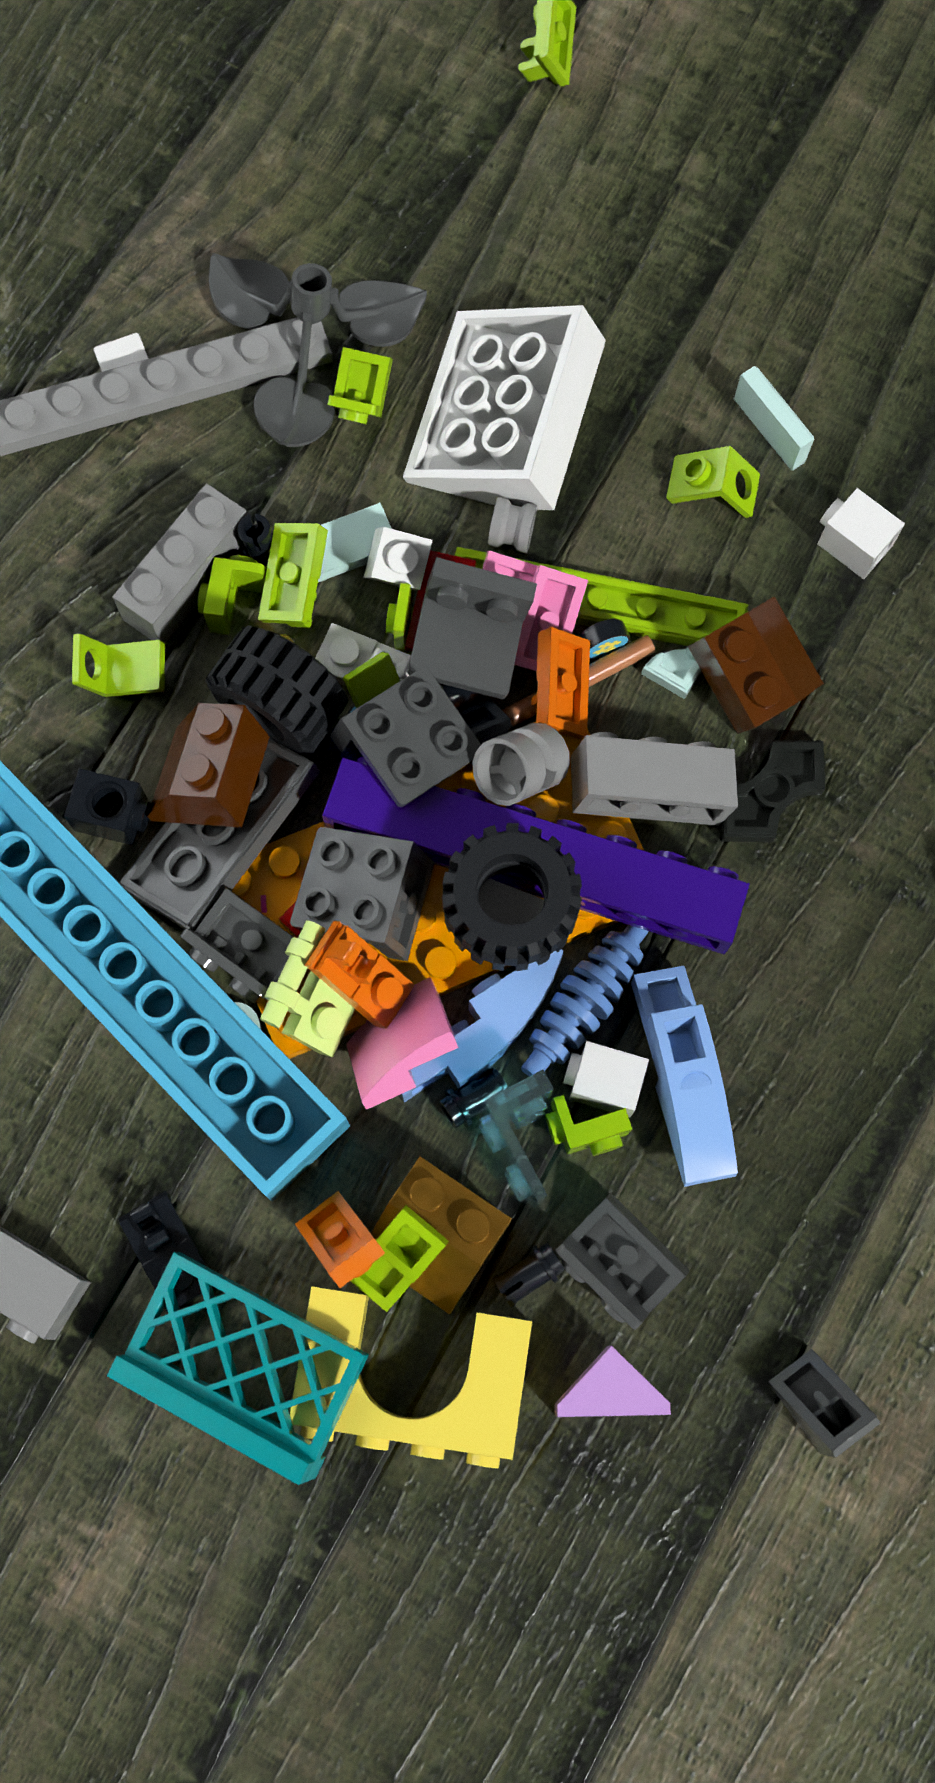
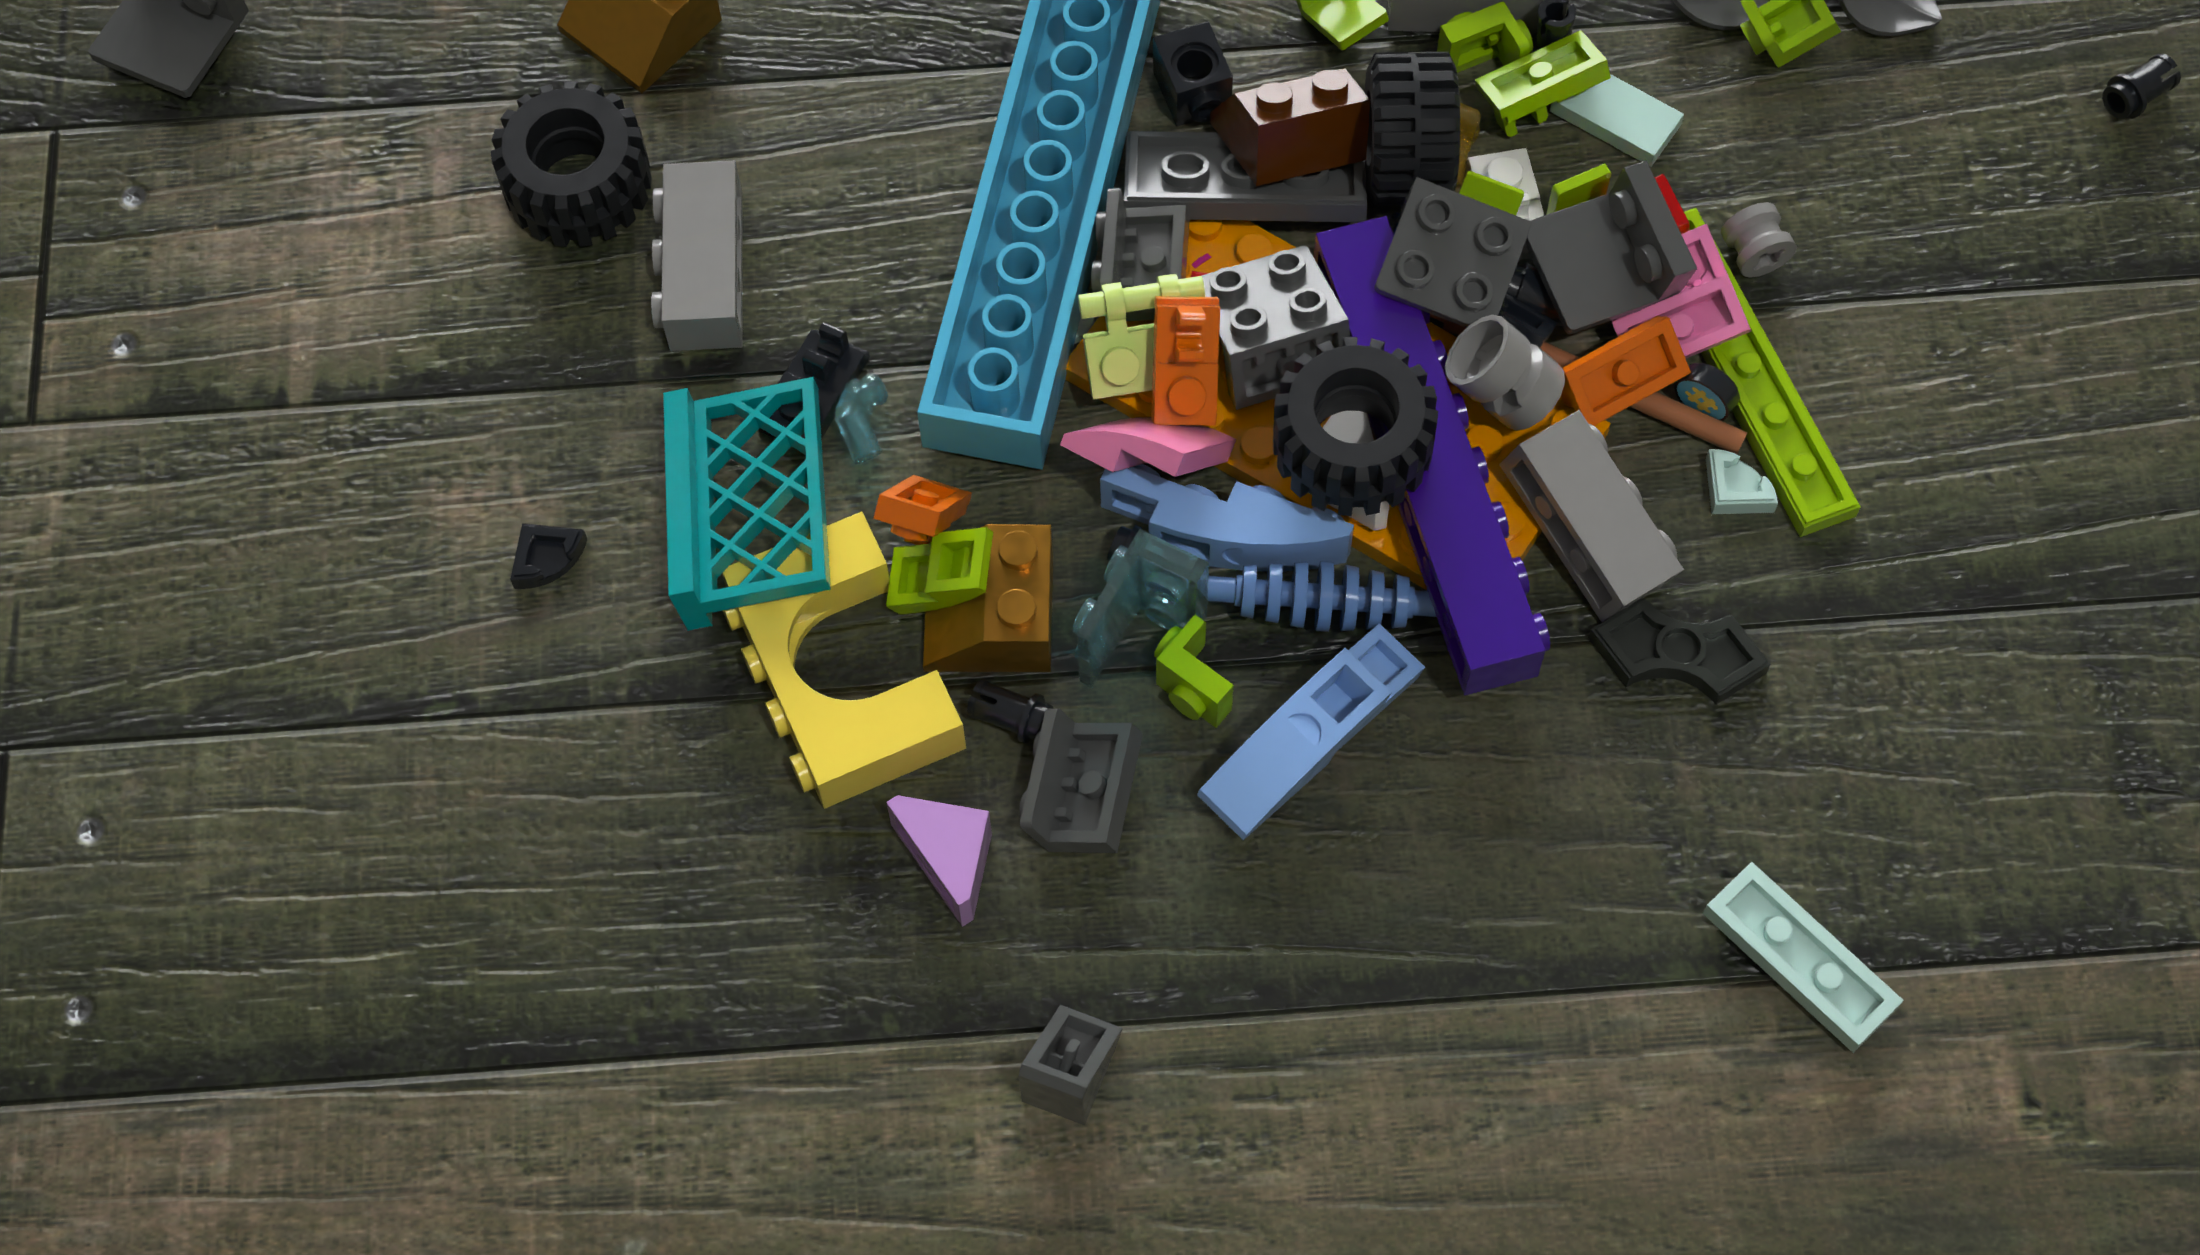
camera: 60 degrees right, 10 degrees down
(166, 1545) = (545, 554): none -> black tile
(213, 1237) = (854, 415): none -> clear light blue arm
(397, 558) = (1630, 143): white brick -> none
(507, 404) = (1885, 162): white slope -> none
(565, 219) = (2129, 94): none -> black pin
(606, 1078) = (1256, 660): white brick -> none
(713, 475) = (1969, 385): lime bracket -> none
(756, 666) = (1800, 545): reddish brown slope -> none
(773, 418) = (2084, 408): light aqua tile -> none
(859, 532) = (2028, 564): white brick -> none

